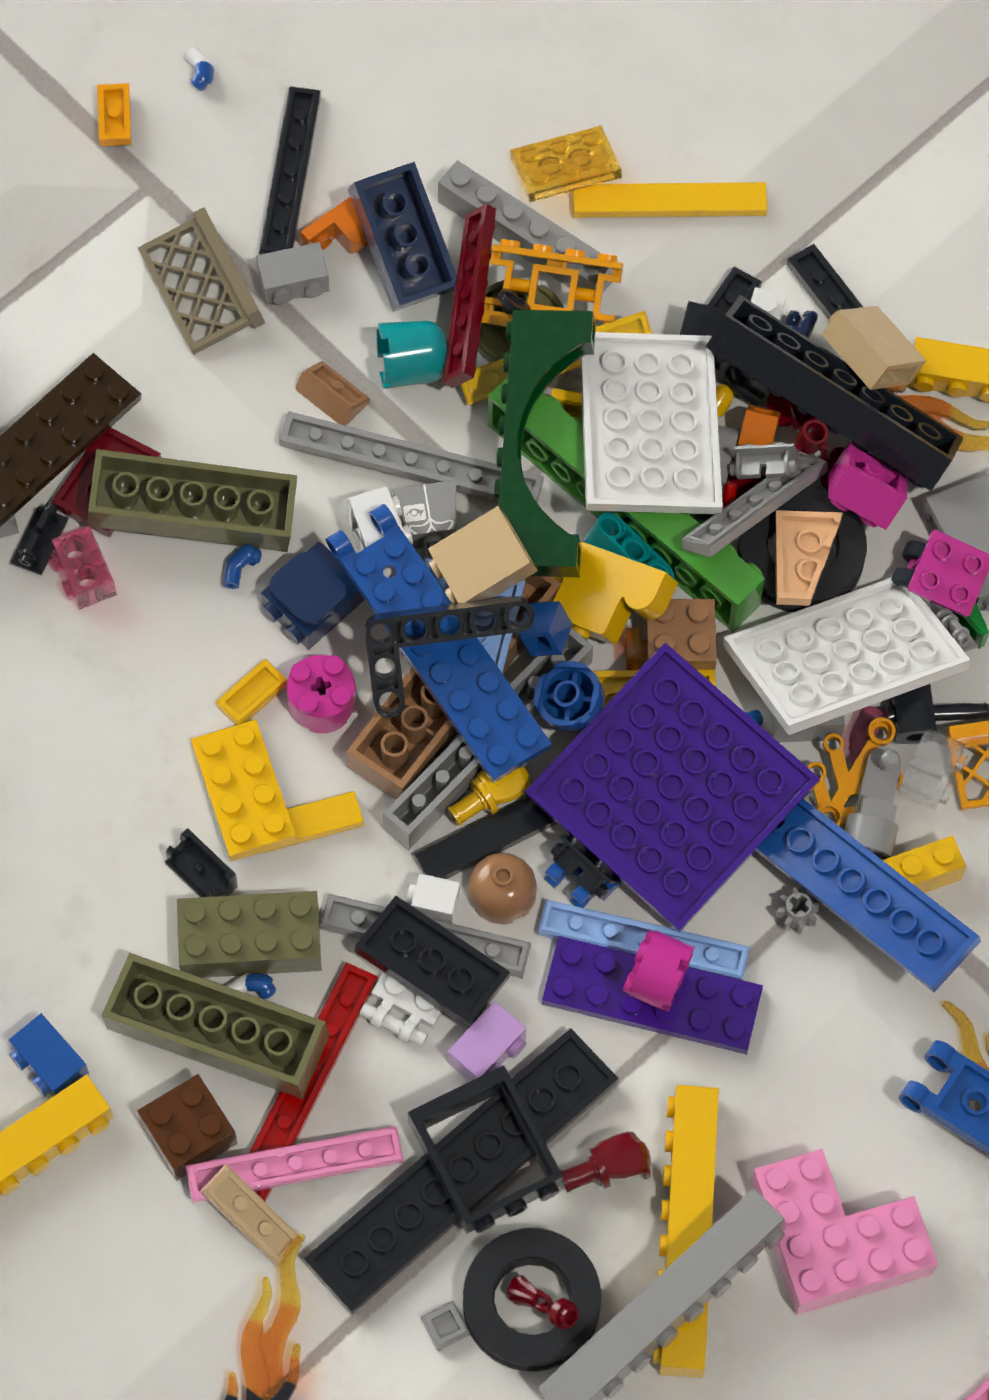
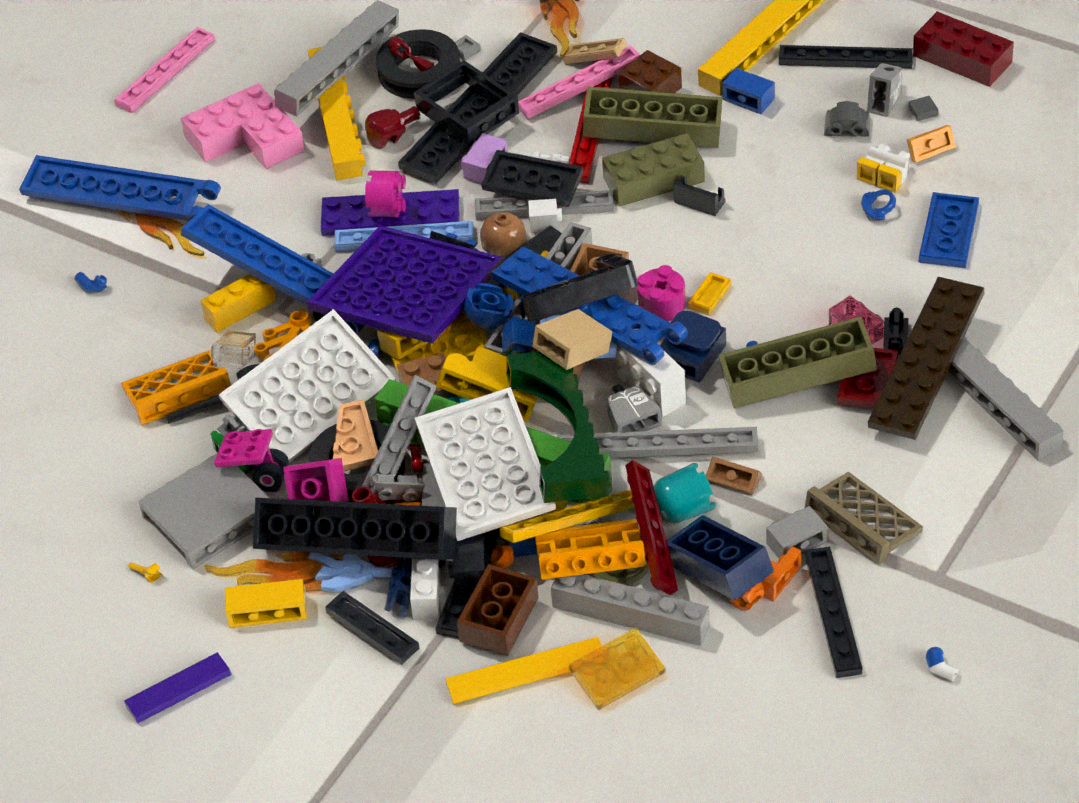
camera: 170 degrees right, 20 degrees down
(114, 114) = (989, 609): light orange plate -> none
(243, 790) = (691, 240): yellow plate -> none
(325, 818) = (645, 237): yellow tile -> none
(512, 301) = (614, 523): black piece -> none
(683, 265) = (497, 609): none -> reddish brown brick
(873, 347) = (332, 568): tan brick -> none
(875, 812) = (268, 313): light grey piece -> none

